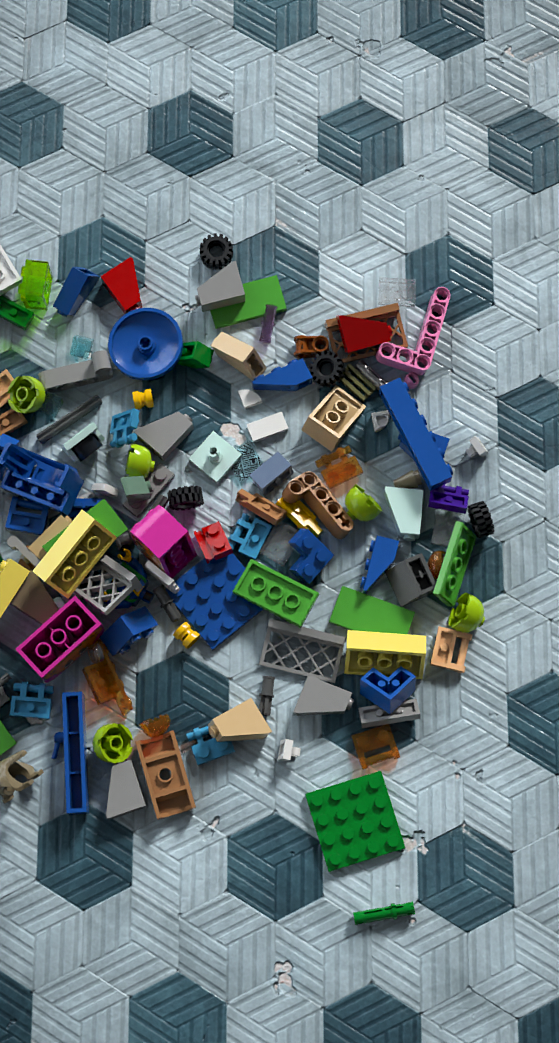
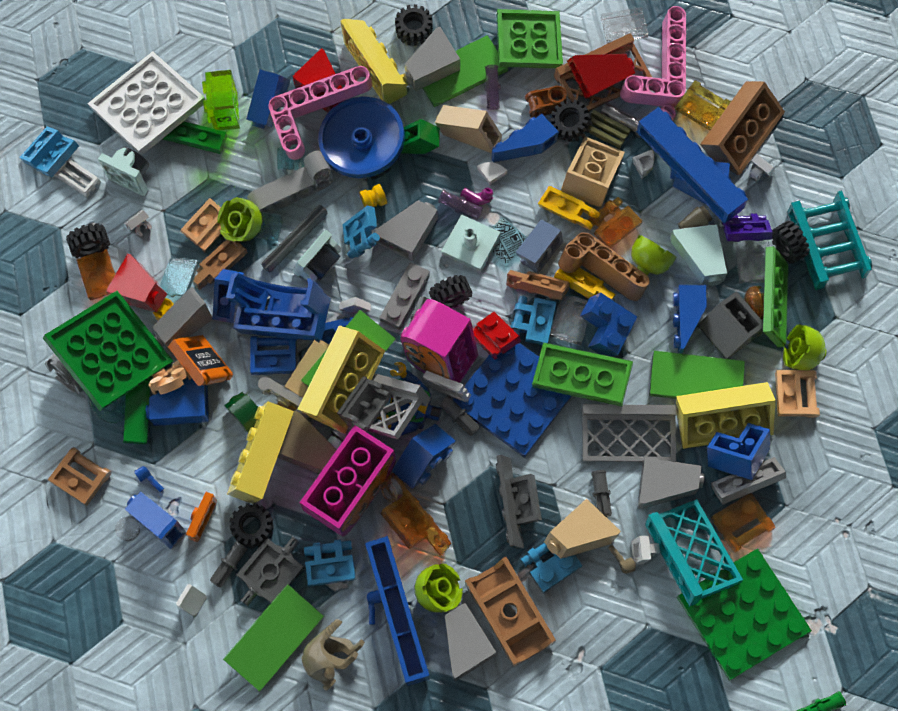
camera: 10 degrees left, 5 degrees down
(88, 579) = (364, 404): none -> dark grey hinge
(110, 305) = (313, 103): none -> bright pink beam
(124, 540) = (393, 354): dark grey bush -> none
(136, 489) = (392, 294): sand green slope -> none
(139, 461) = (386, 267): lime cylinder -> none
(156, 727) = (484, 558): clear orange hair -> none
(173, 277) = (372, 55): none -> light yellow slope
(186, 635) = (491, 446): yellow wheel -> none
(197, 685) = (519, 501): none -> dark grey bracket
(214, 421) = (460, 204): none -> clear purple pin
(231, 420) = (478, 198): none -> magenta arm
(267, 427) = (520, 198): white tile -> none
(271, 760) = (628, 565): none -> dark tan hand
(302, 444) = (567, 207): none -> yellow hinge
(310, 764) = (674, 556): none -> teal fence
(311, 287) = (529, 38): none -> bright green plate
(439, 384) = (699, 109): none -> clear yellow plate
(472, 408) = (743, 126): none -> medium nougat slope
(498, 515) = (818, 273): none -> teal fence

